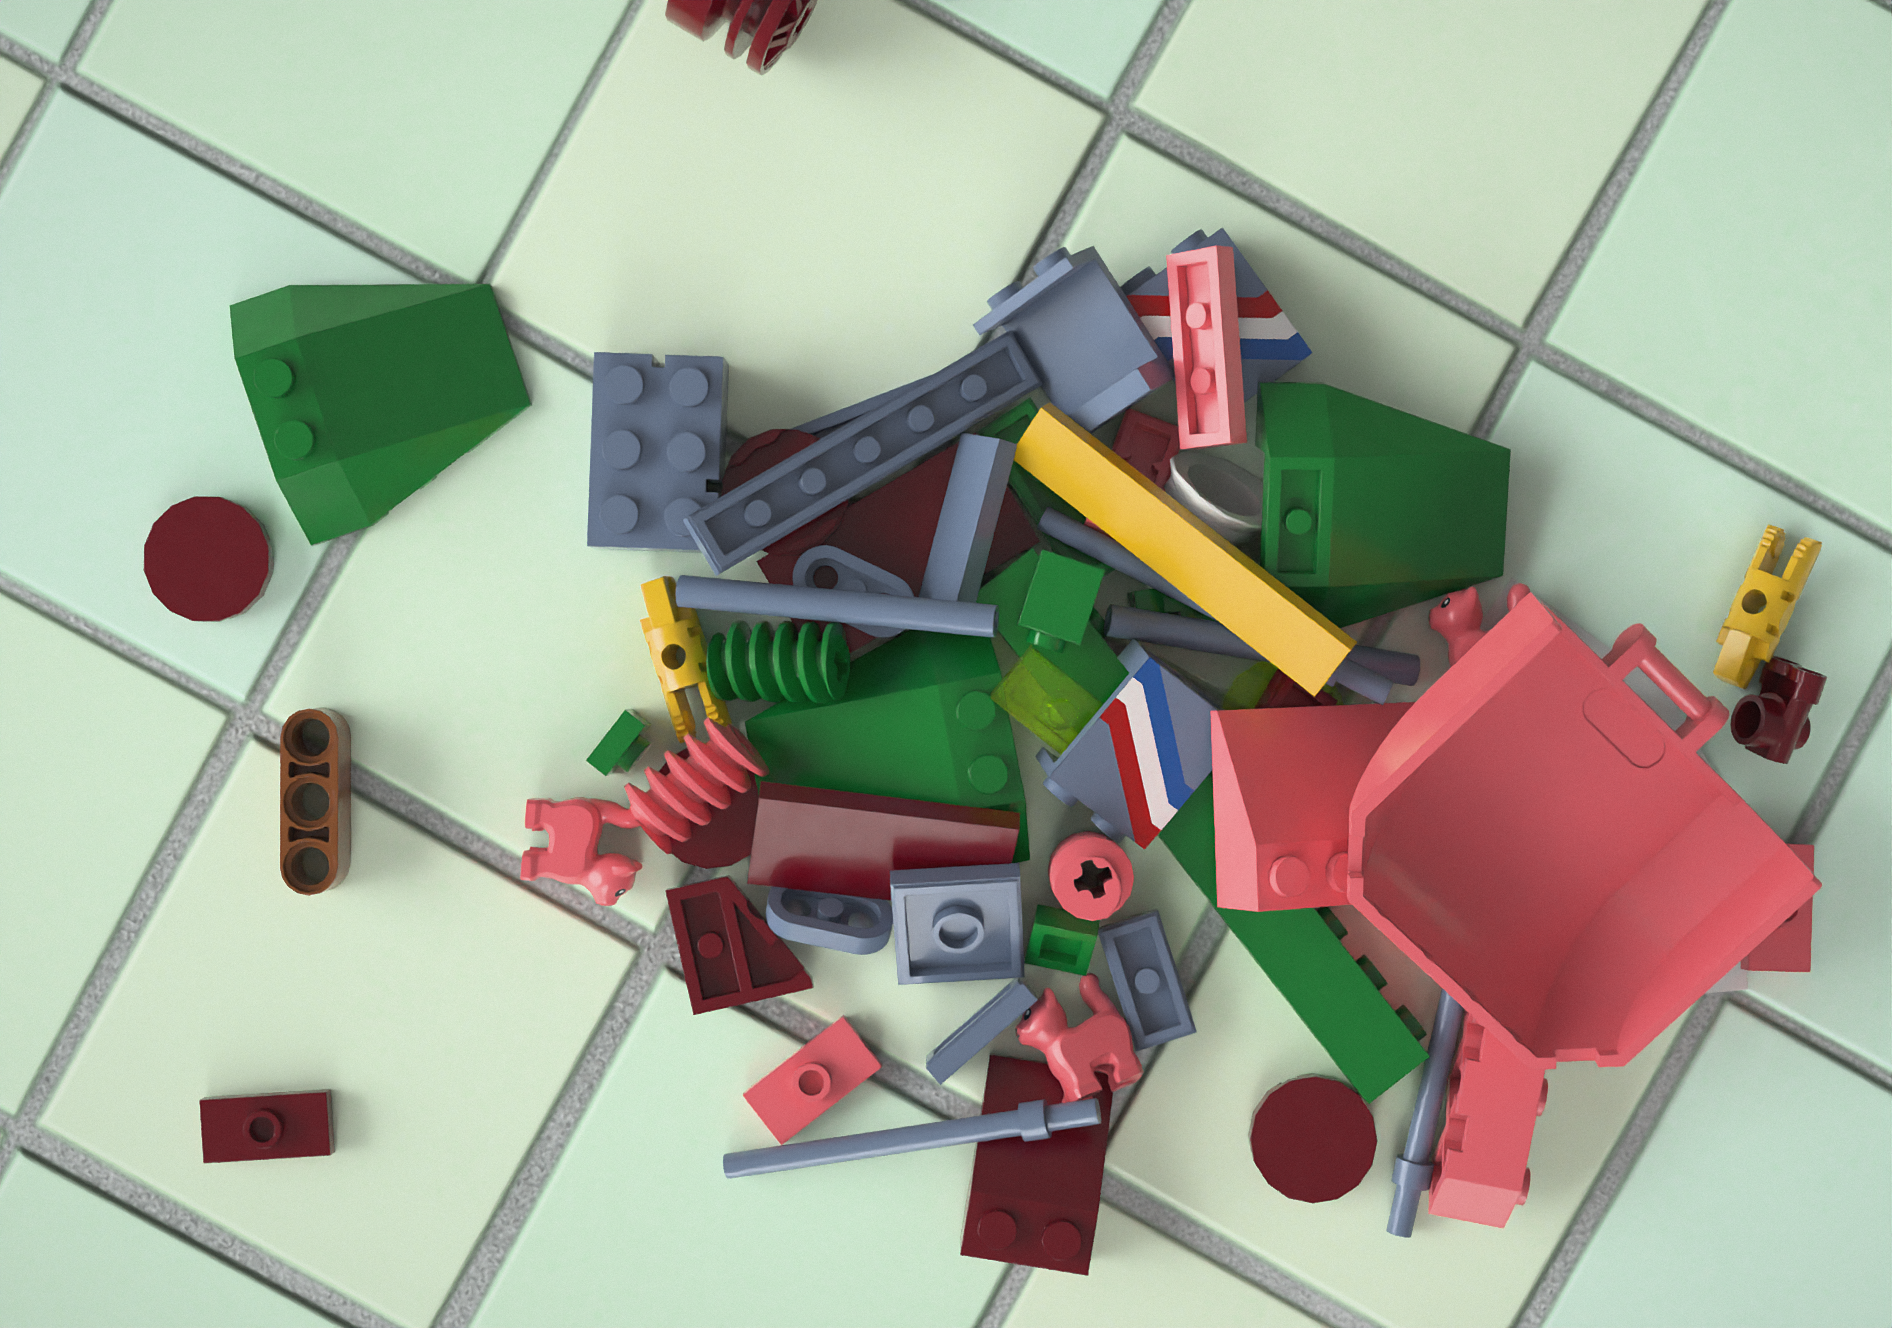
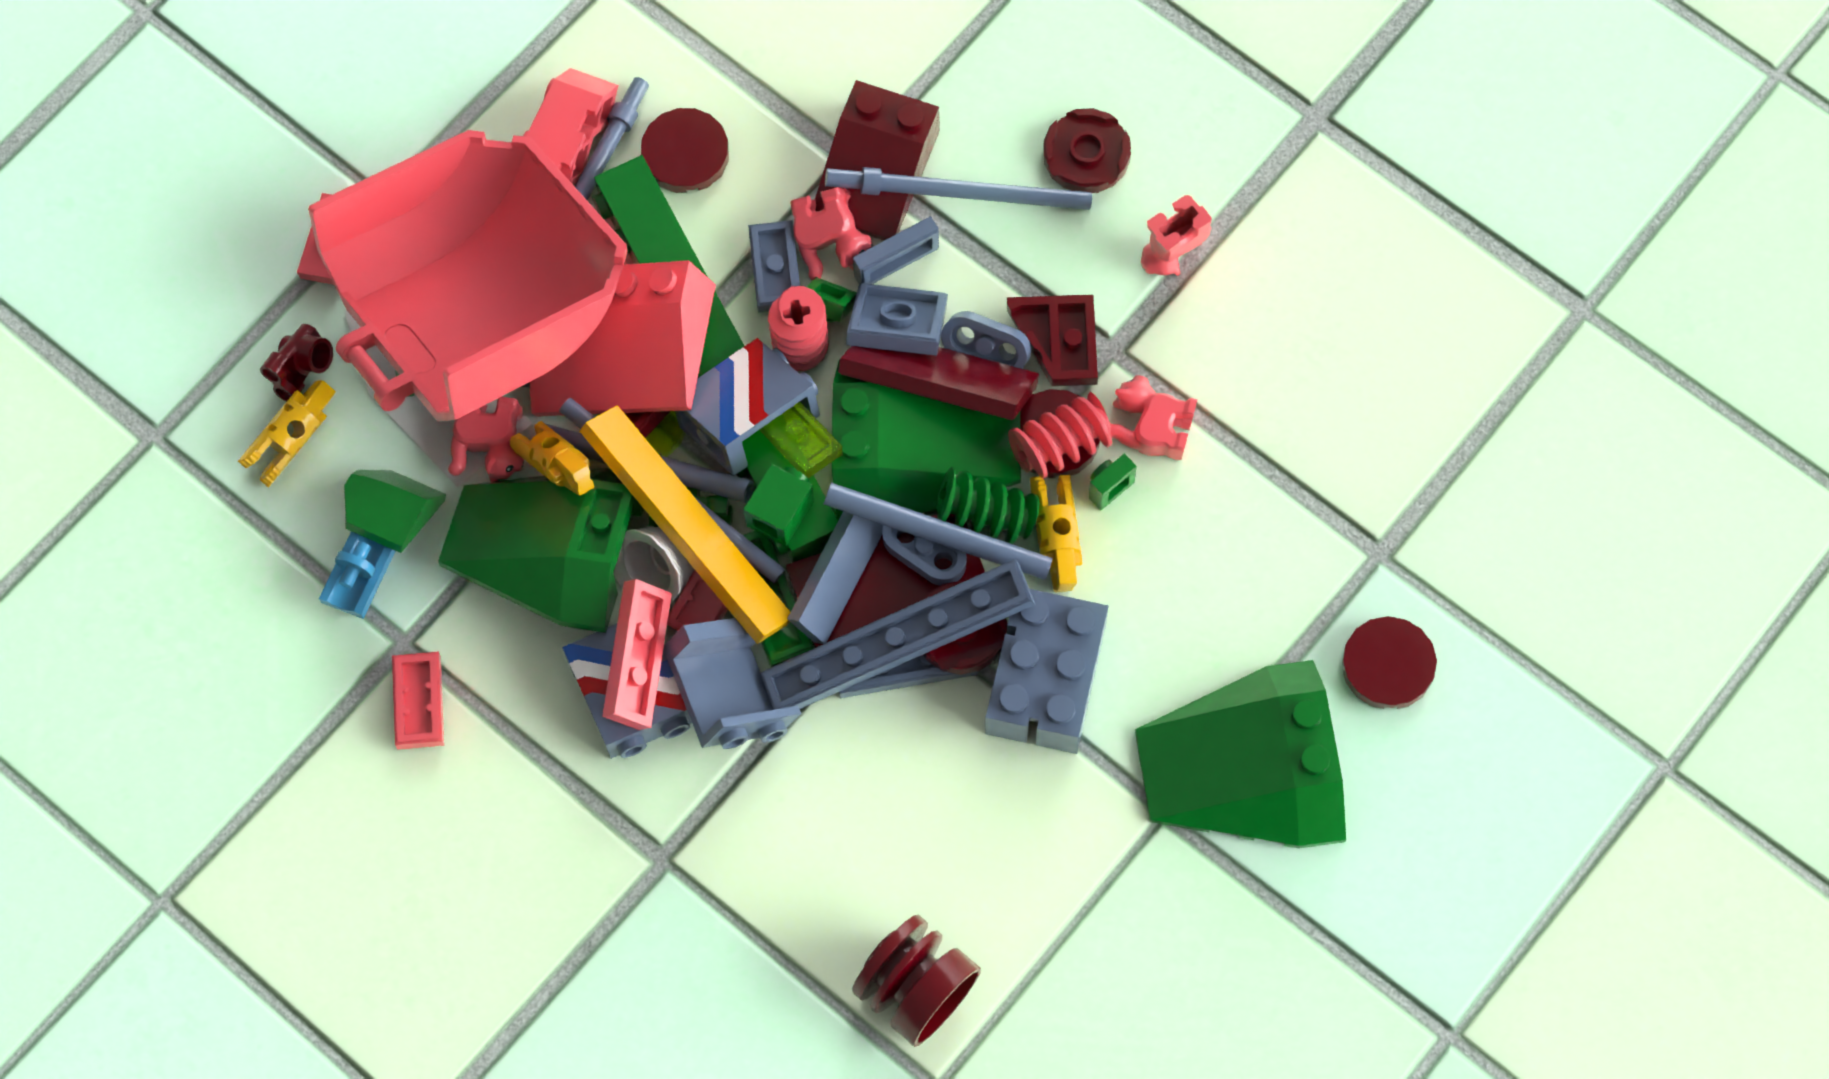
camera: 170 degrees left, 20 degrees down
(267, 1126) = (1406, 280): dark red plate -> none
(299, 828) = (1339, 461): dark orange beam -> none
(596, 1110) = (1175, 236): none -> coral animal
(745, 1244) = (1087, 150): none -> dark red tile
(812, 1079) = (1019, 245): coral plate -> none
(1383, 610) = (554, 458): none -> yellow hinge
(1490, 258) = (418, 700): none -> coral plate
(1597, 517) = (388, 506): none -> green slope
(1614, 414) = (356, 575): none -> dark azure hips

